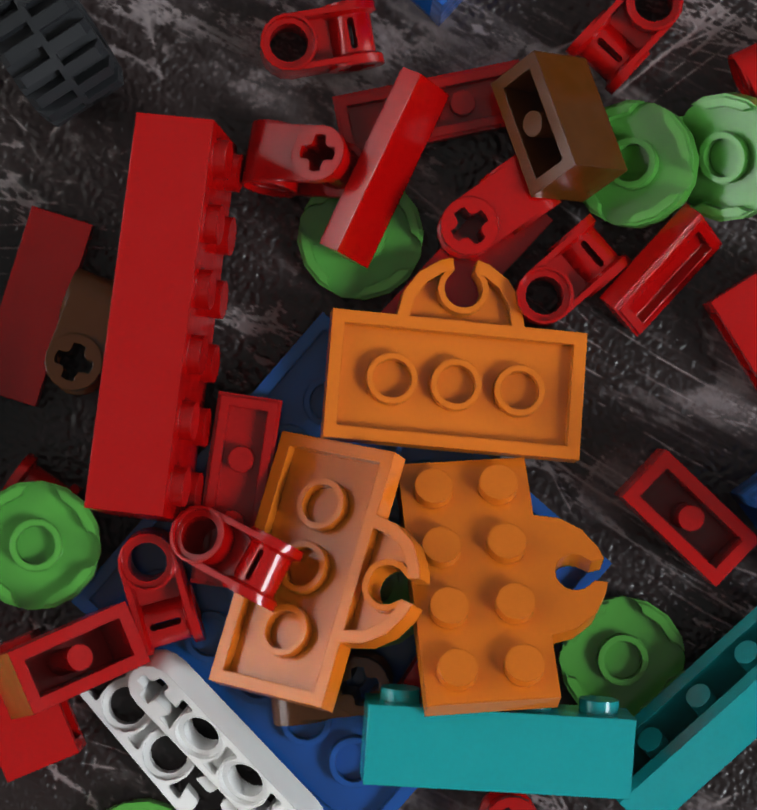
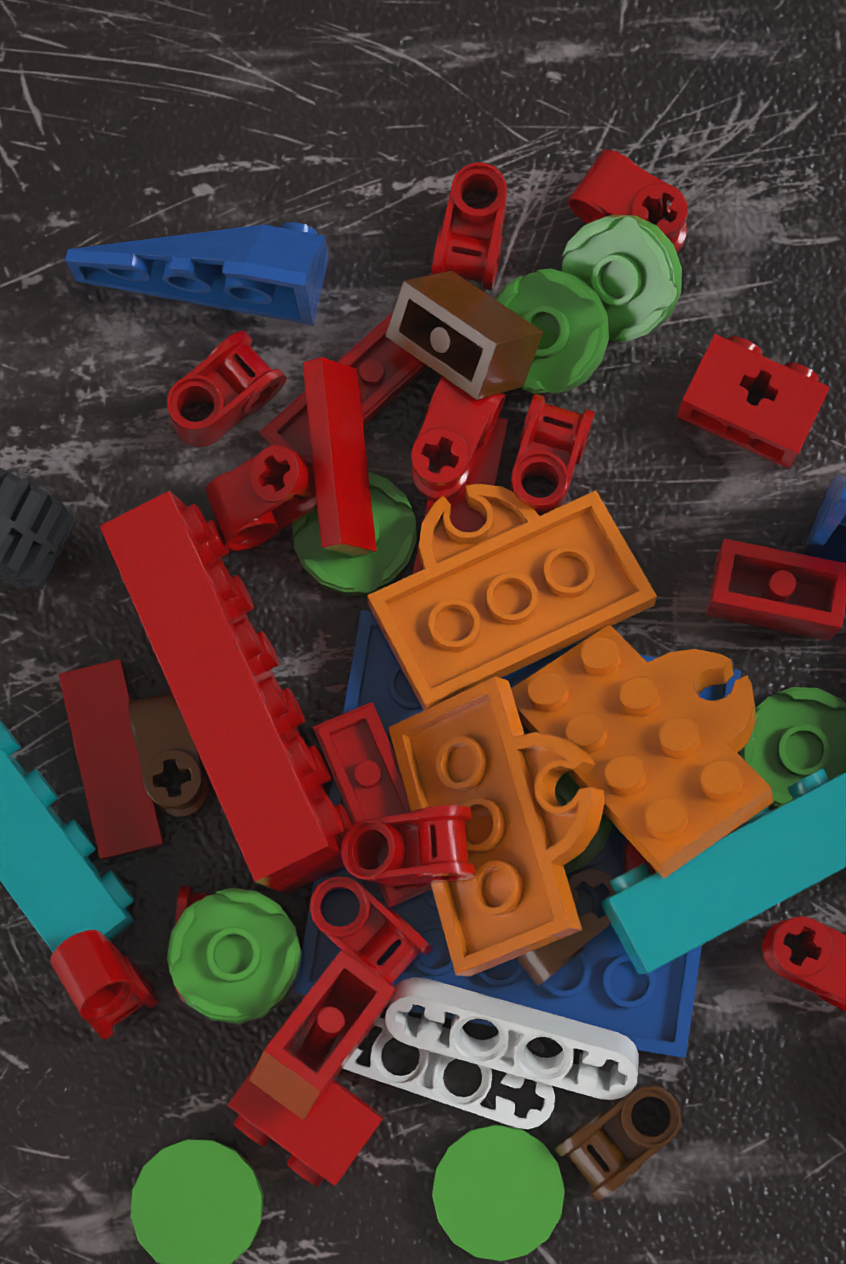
camera: 20 degrees left, 10 degrees down
(661, 270) = (624, 404): red tile -> none

